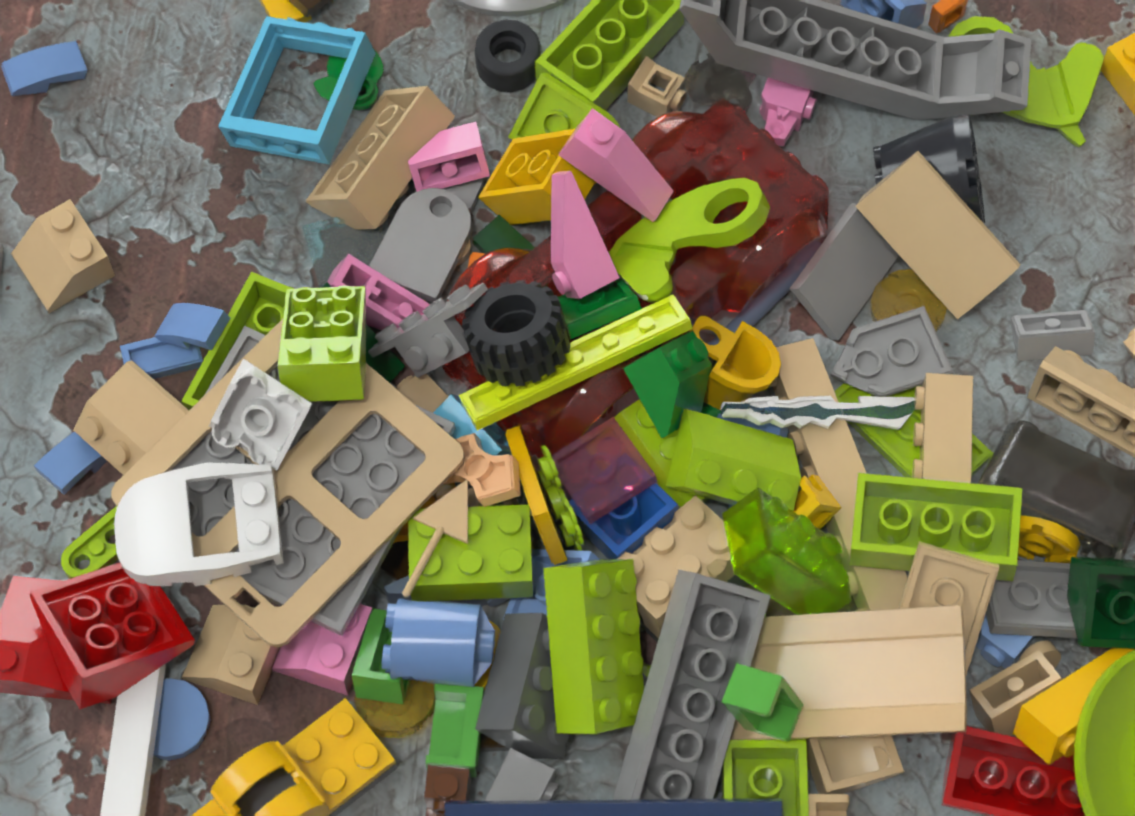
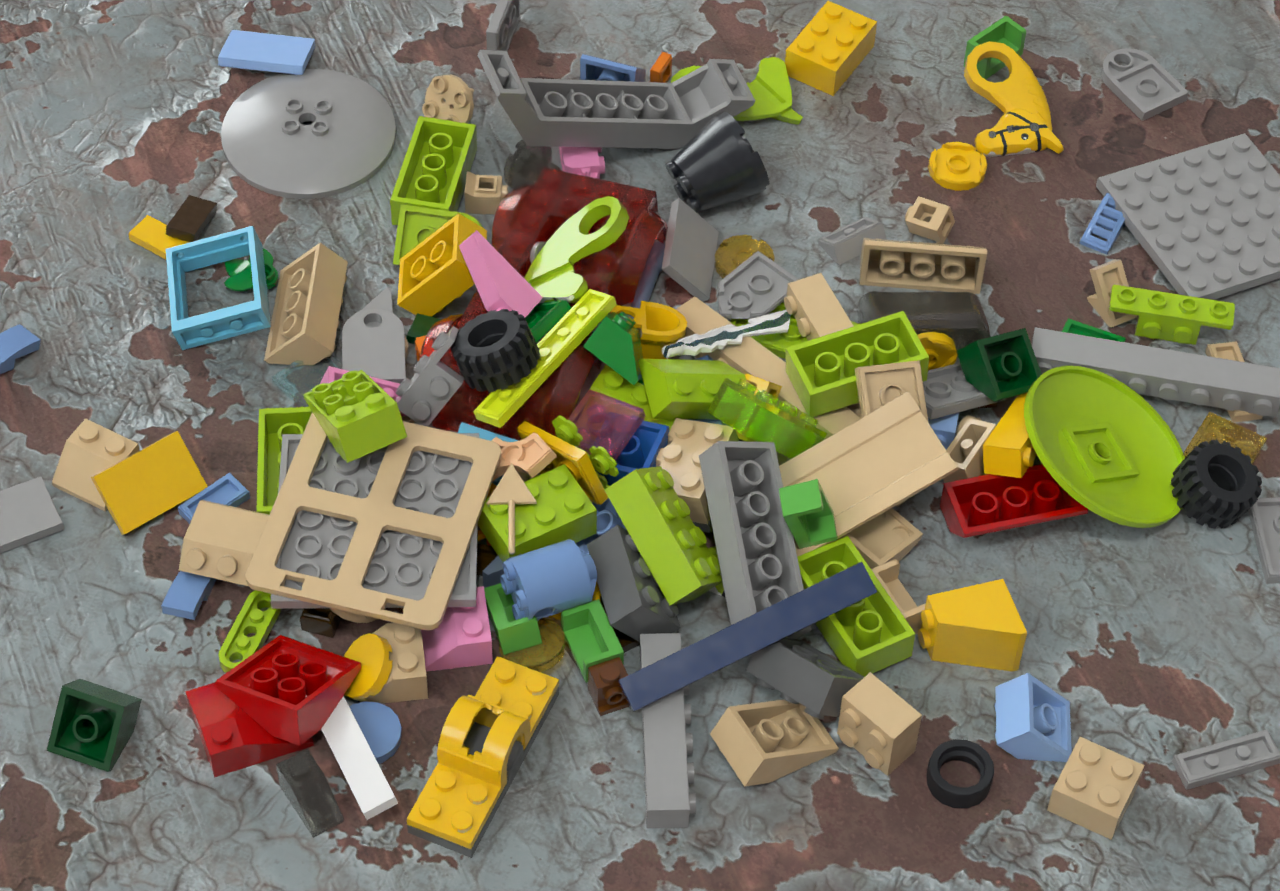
camera: 30 degrees left, 15 degrees down
(68, 765) = (309, 792): none -> clear smoke slope
(99, 306) = (149, 482): none -> yellow tile
(156, 530) = (304, 589): white slope -> none
(192, 325) = (231, 461): medium blue slope -> none
(211, 630) = (376, 666): none -> yellow tile
(258, 415) = (335, 475): white slope -> none
(450, 159) = (363, 287): bright pink slope -> none
(503, 36) = (362, 199): black tyre -> none
(617, 164) = (498, 223): bright pink slope -> none
(937, 235) = (744, 197): tan slope -> none

